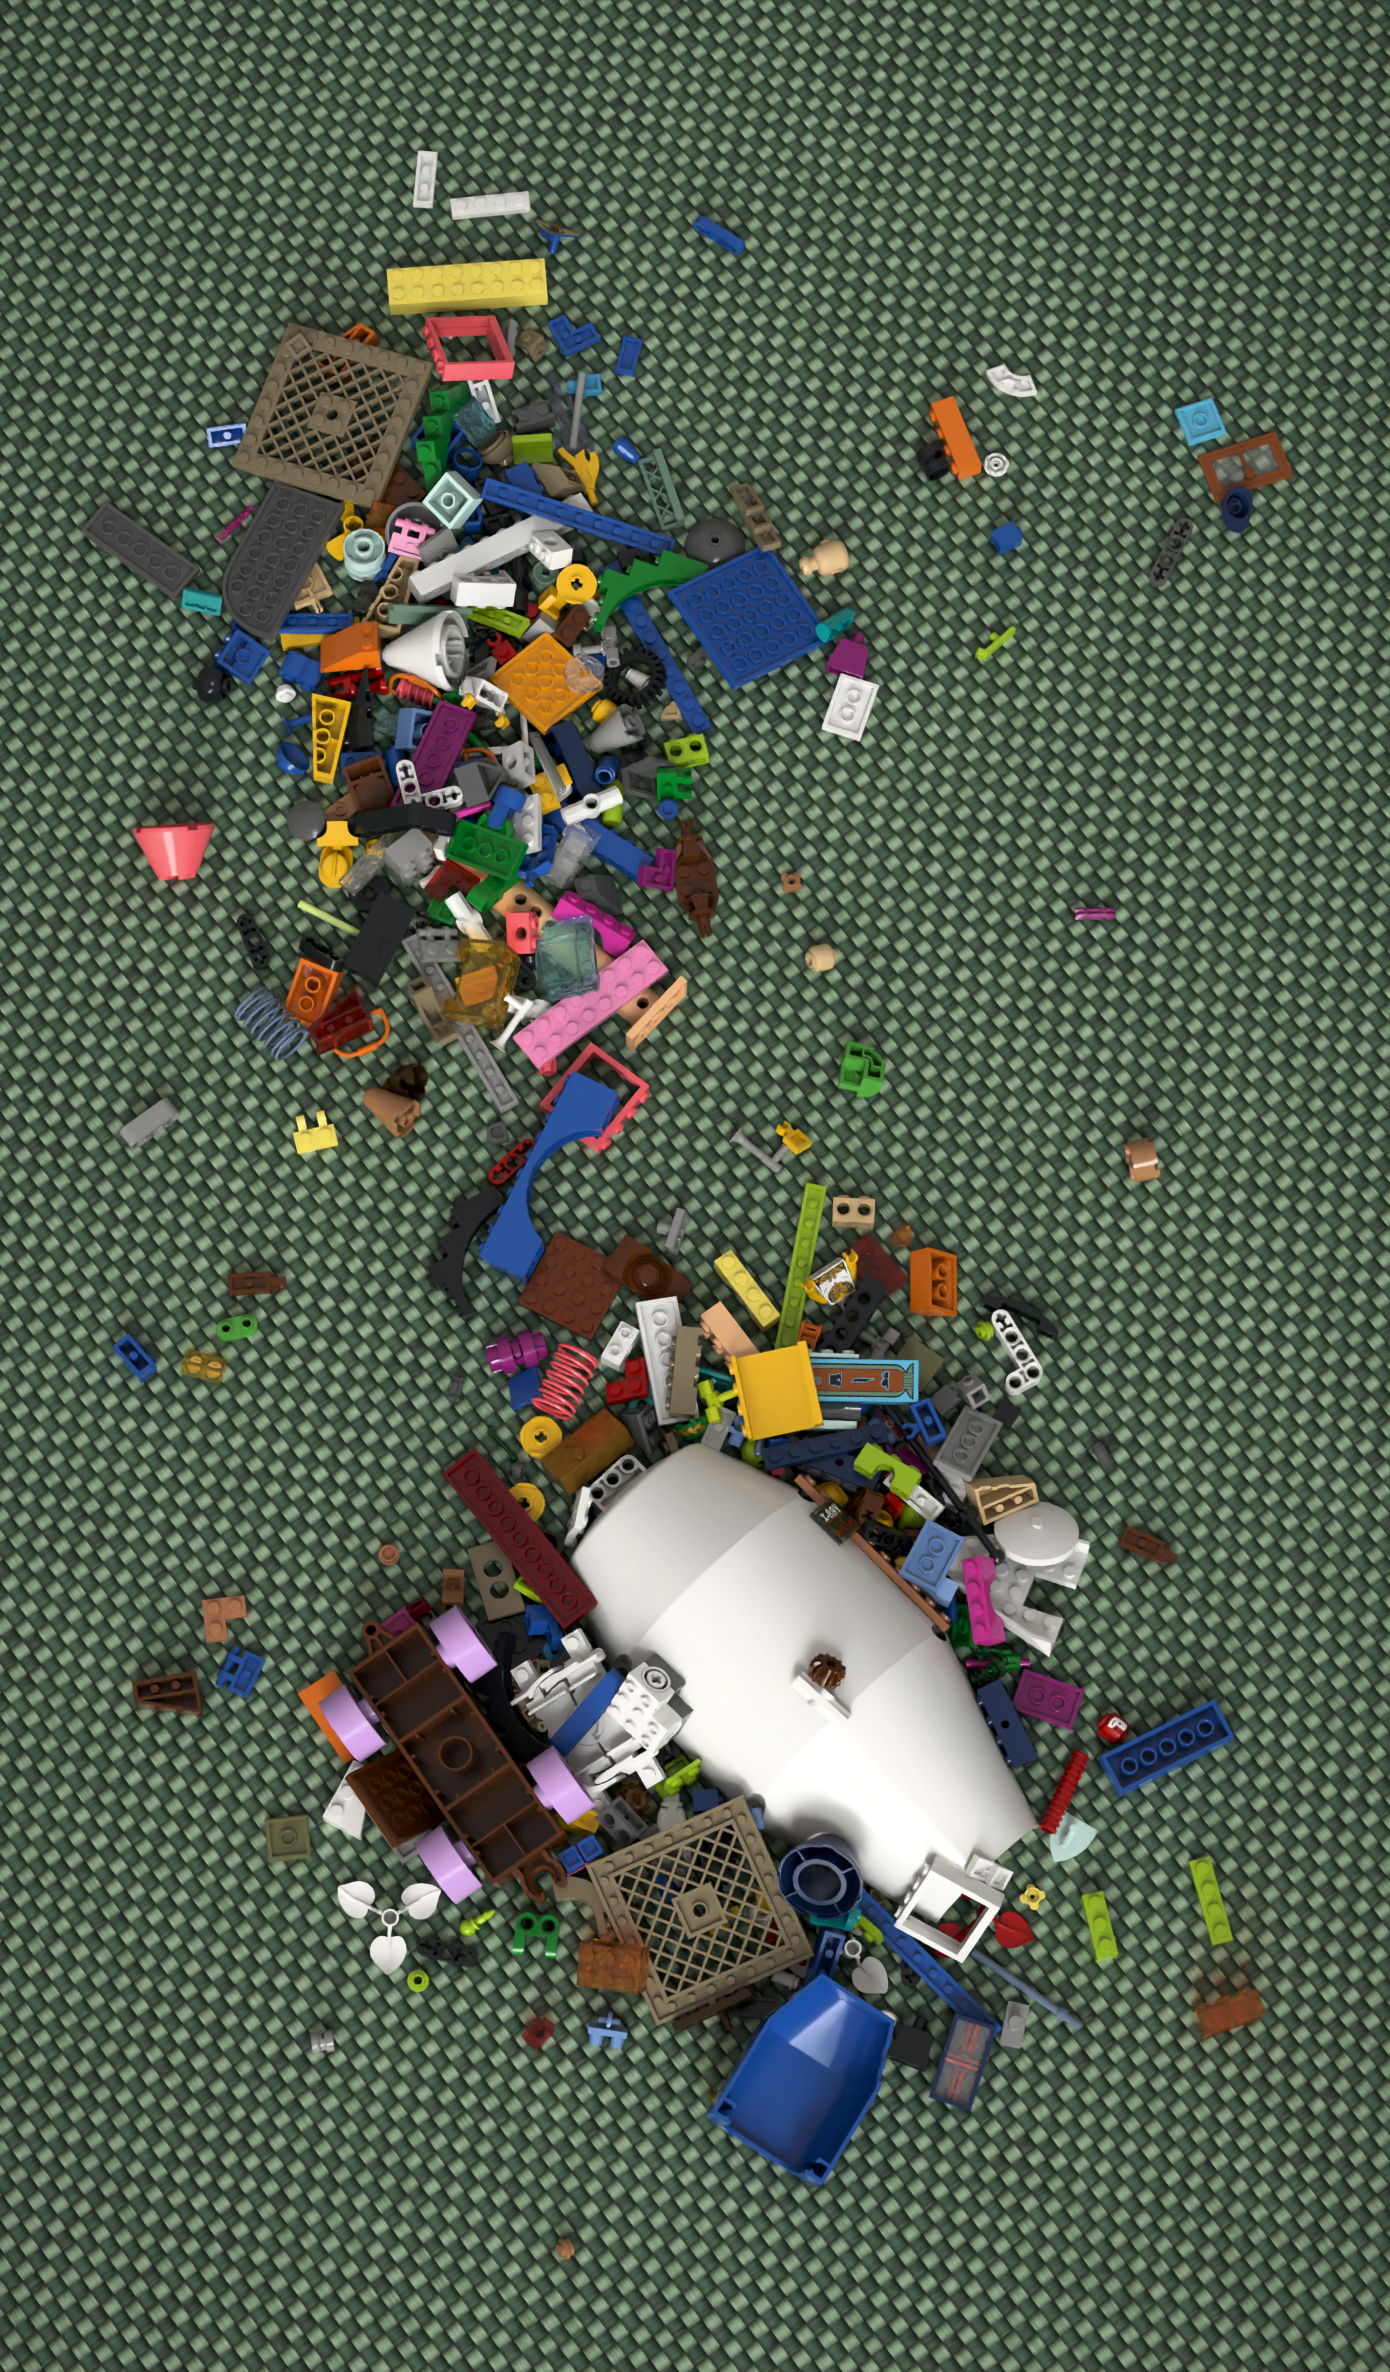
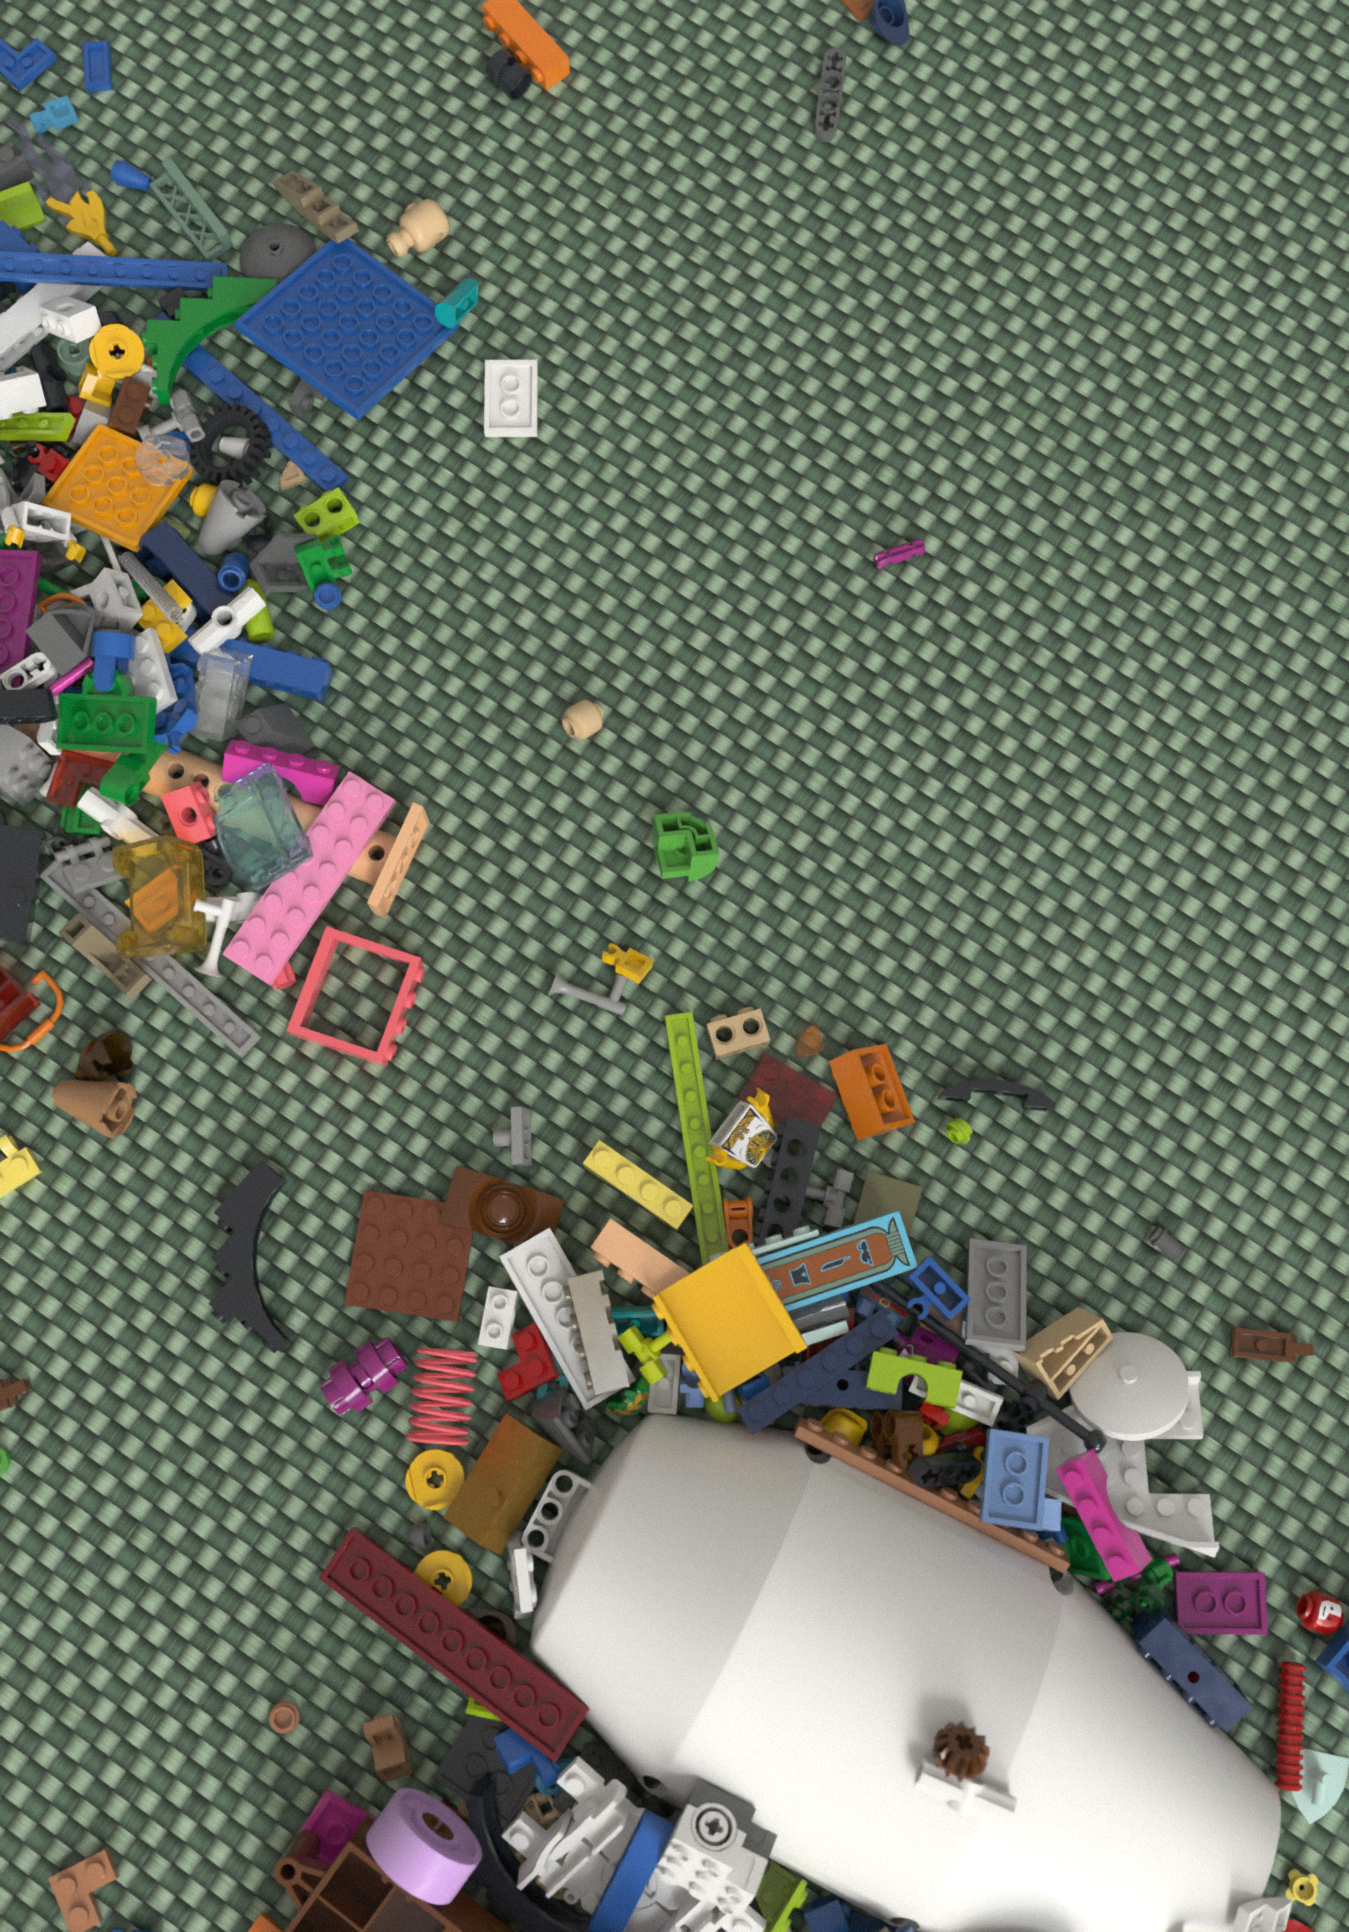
camera: 20 degrees left, 5 degrees up
(419, 1608) = (349, 1782): dark red tile -> none
(455, 1389) = (301, 1452): dark grey piece -> none
(492, 1432) = (368, 1492): dark green hinge -> none
(494, 1607) = (450, 1745): dark tan piece -> none
(497, 1133) = (246, 1085): dark grey tile -> none
(503, 1162) = (274, 1106): red beam -> none
(524, 1387) = (391, 1420): blue piece -> none
(558, 481) = (53, 232): dark tan slope -> none
(577, 410) = (53, 146): light grey bar -> none
(579, 1113) = (311, 1225): blue arch -> none
(662, 875) = (346, 682): magenta plate -> none
(669, 1443) = (609, 1430): dark tan plate -> none
(695, 879) = (390, 672): reddish brown plate -> none
(796, 886) = (513, 644): medium nougat plate -> none
(835, 1521) = (872, 1482): clear smoke tile -> none
(849, 657) = (488, 338): magenta torso -> none
(945, 1401) = (942, 1243): dark grey brick -> none
(973, 1391) = (975, 1218): light grey brick -> none
(997, 641) = (650, 283): lime piece -> none
(1000, 460) = (588, 50): white plate -> none
(1006, 538) = (628, 137): blue brick -> none
(1006, 1414) = (1025, 1231): black tile -> none
(1012, 1350) = (1004, 1146): white beam -> none
(1143, 1159) = (1076, 841): medium nougat brick -> none

